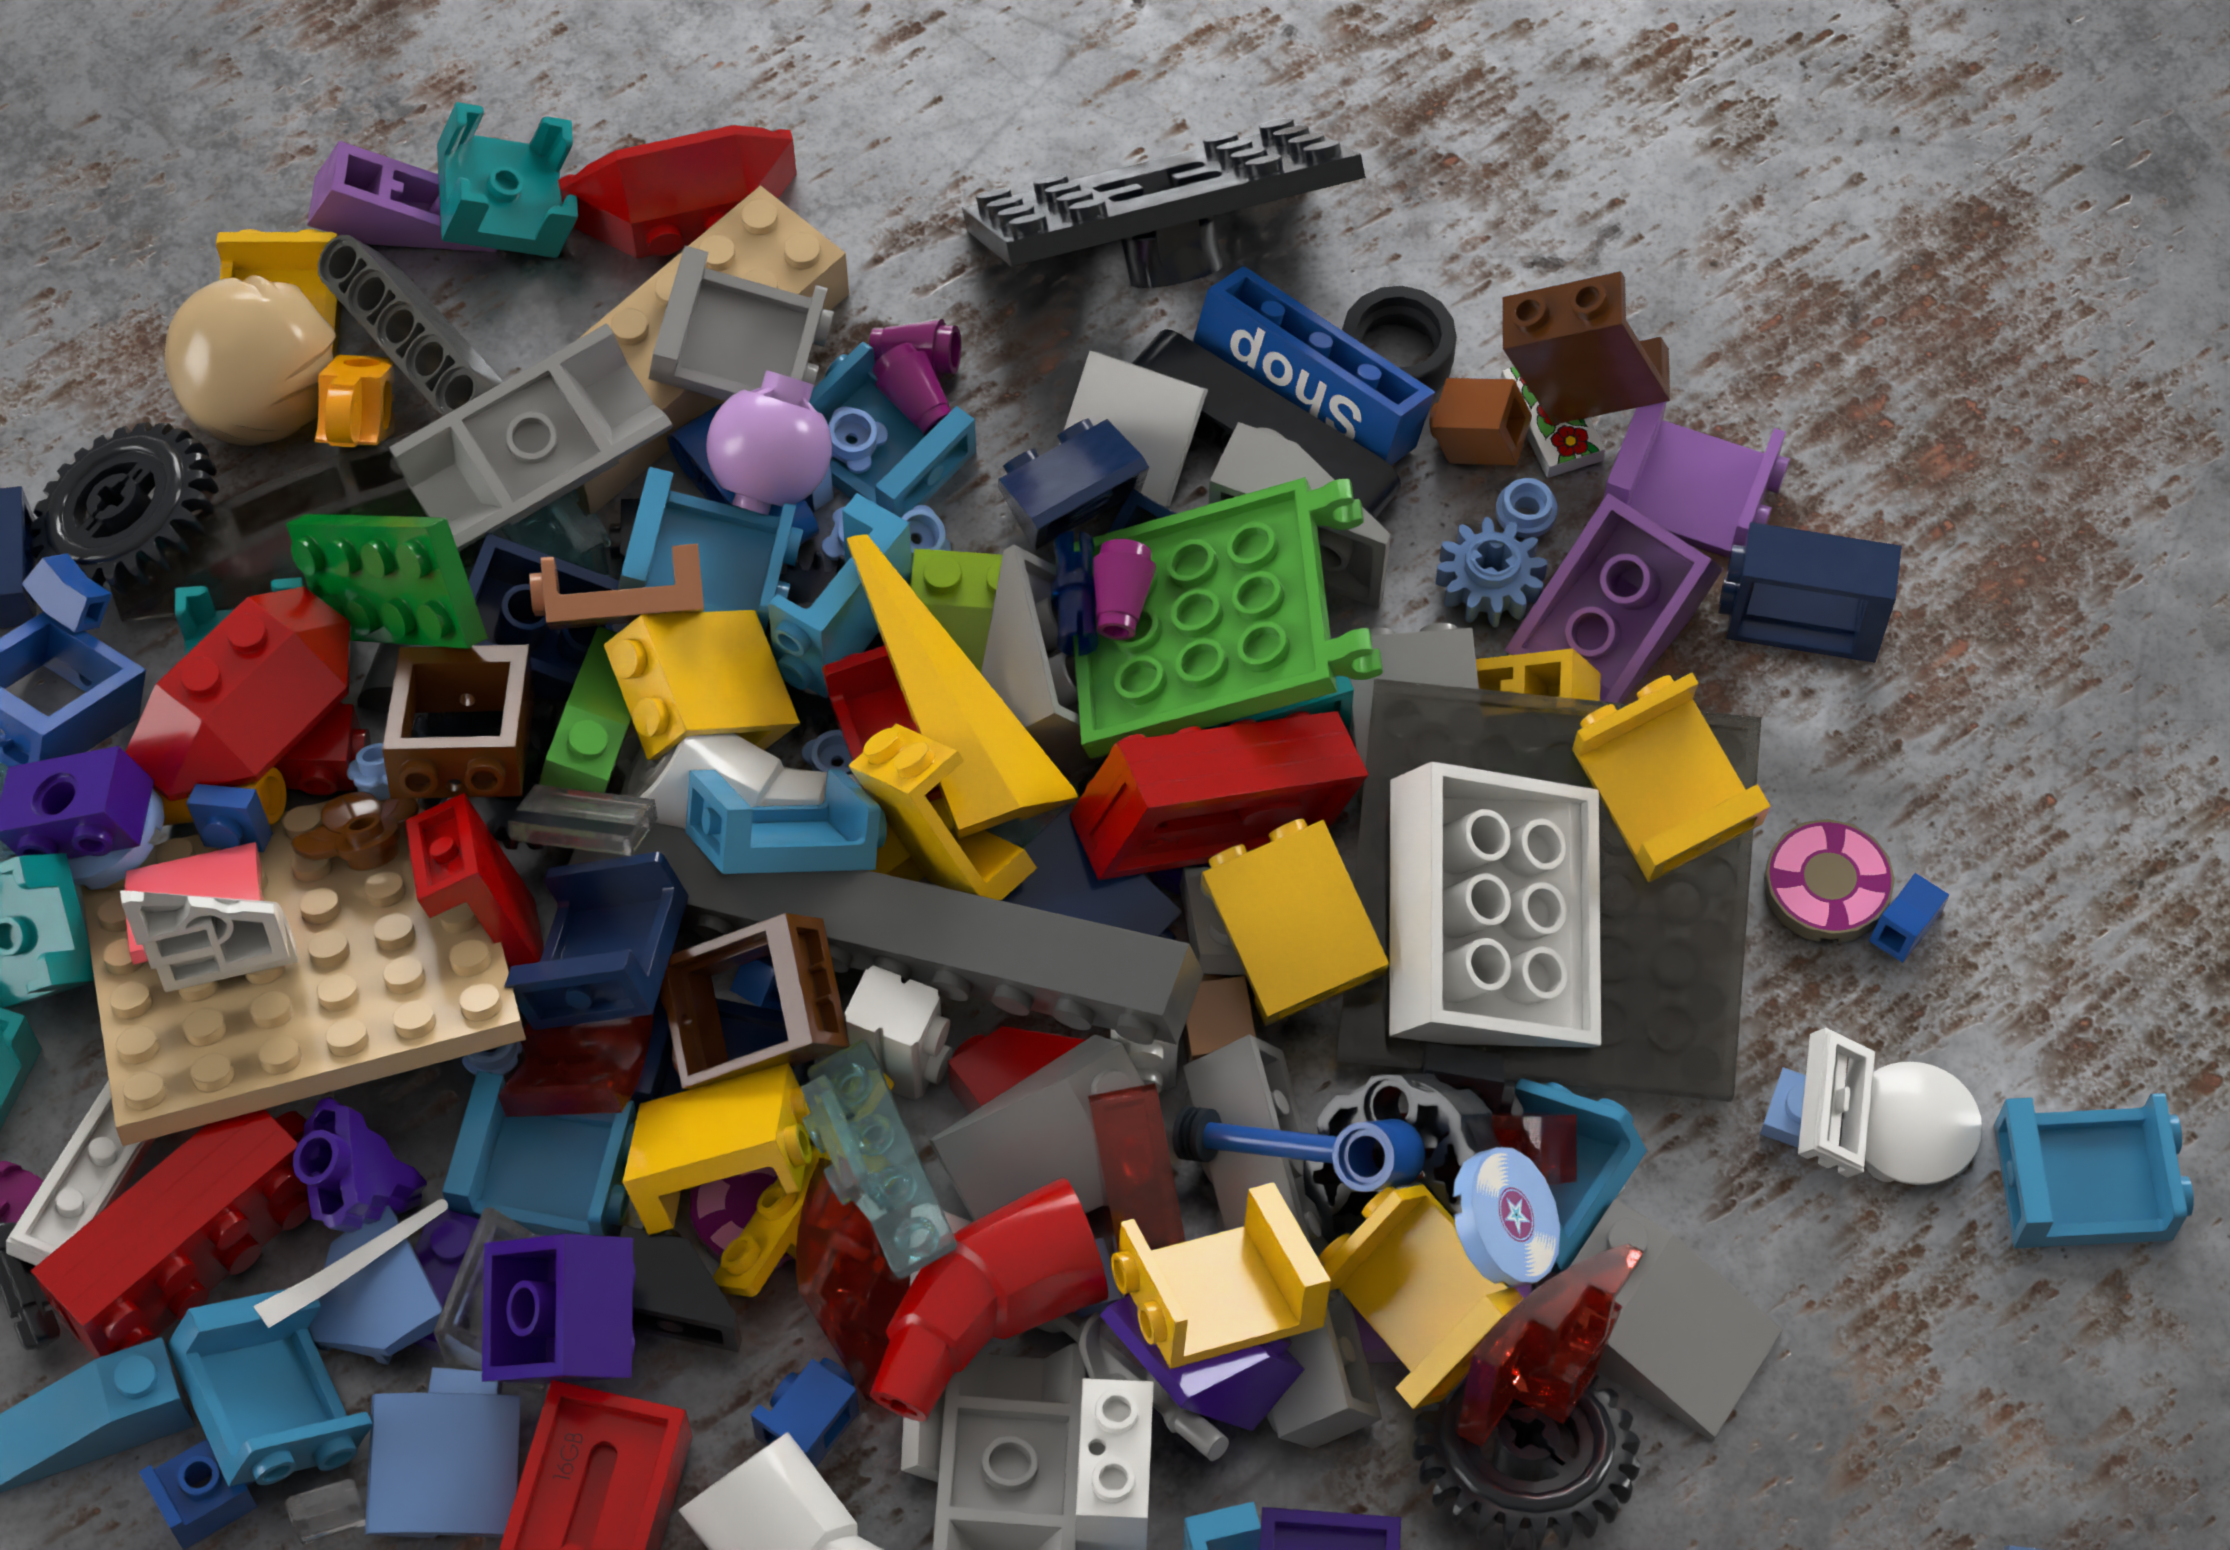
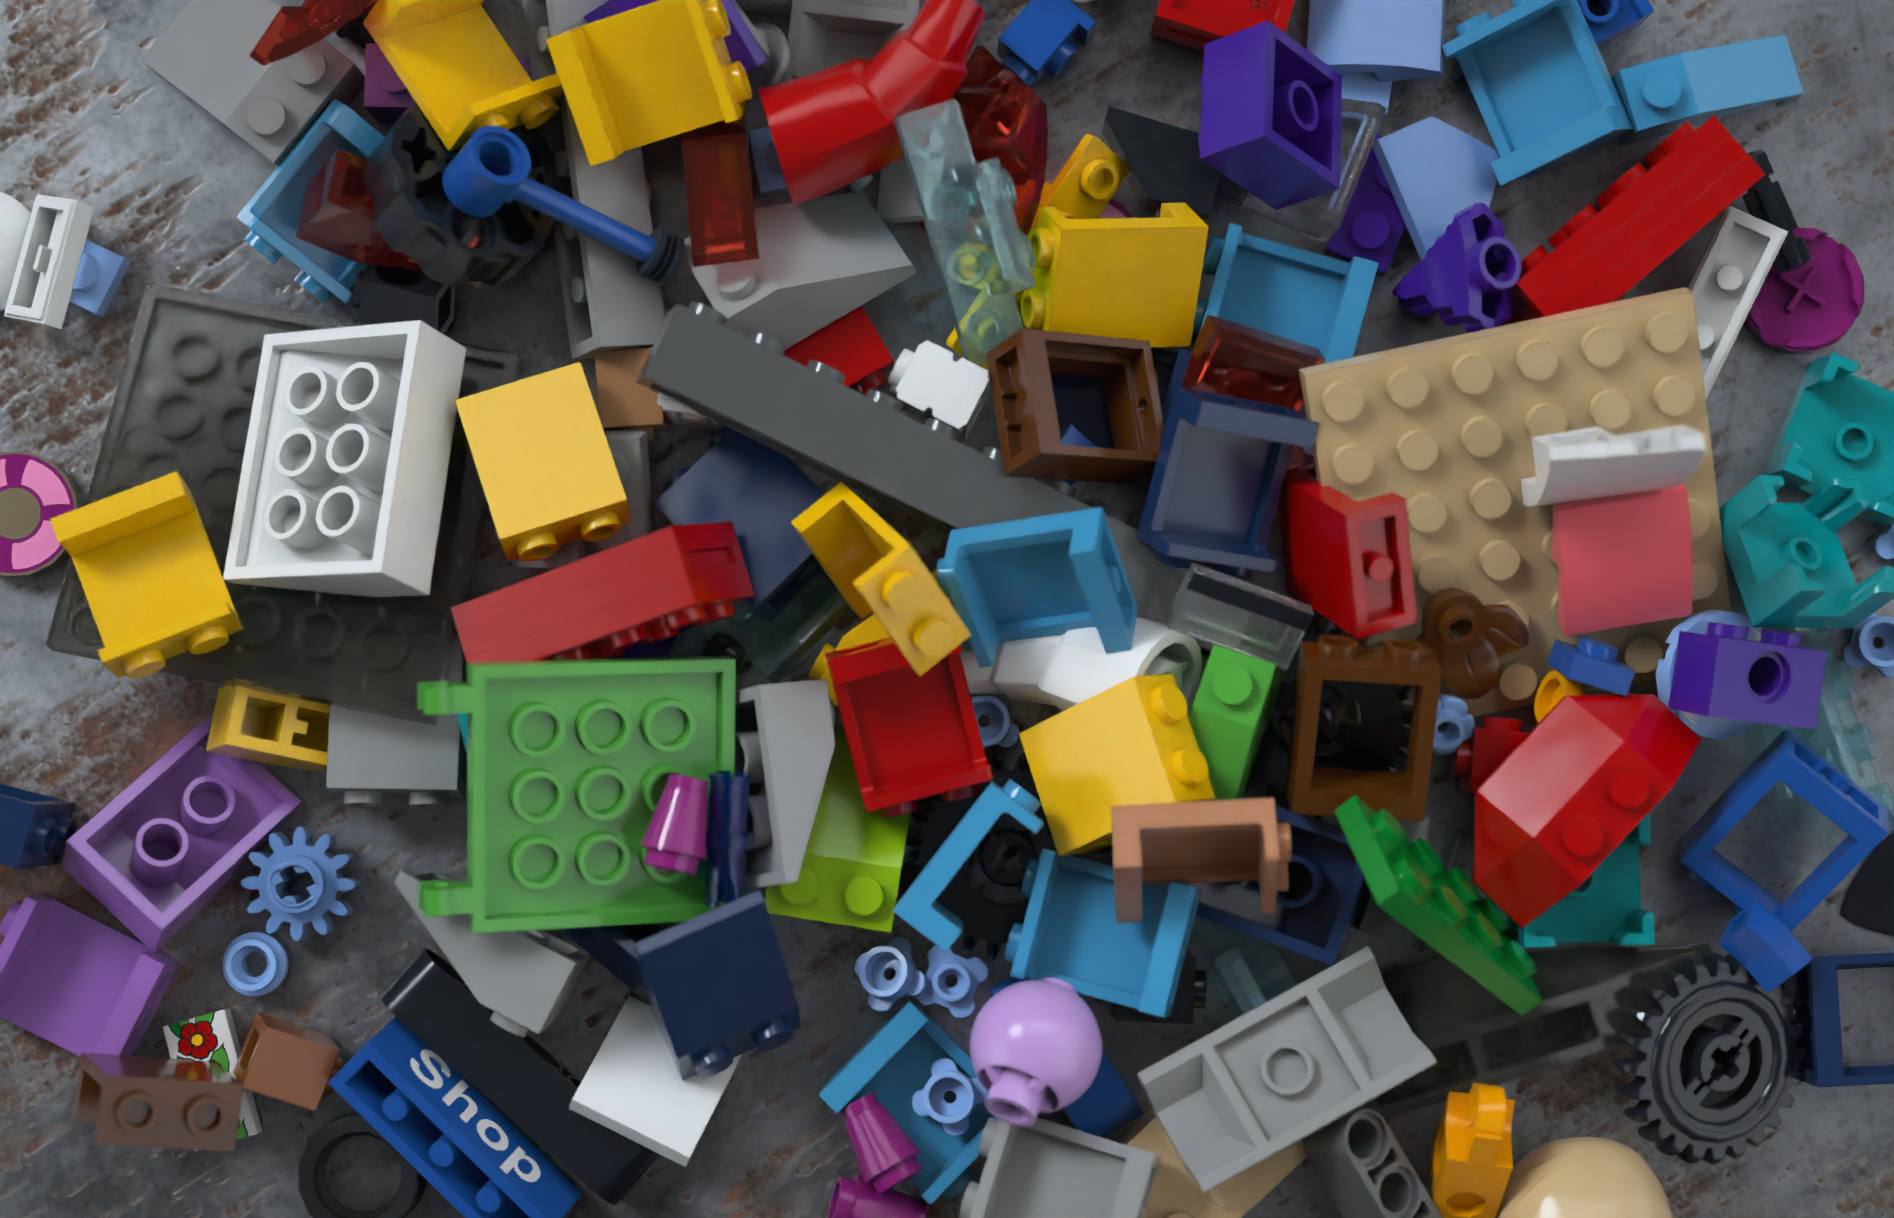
camera: 175 degrees left, 25 degrees up
(300, 1295) = (1505, 165): white sticker -> none
(952, 703) = (855, 689): yellow wedge -> none
(1507, 1217) = (371, 94): light blue tile -> none

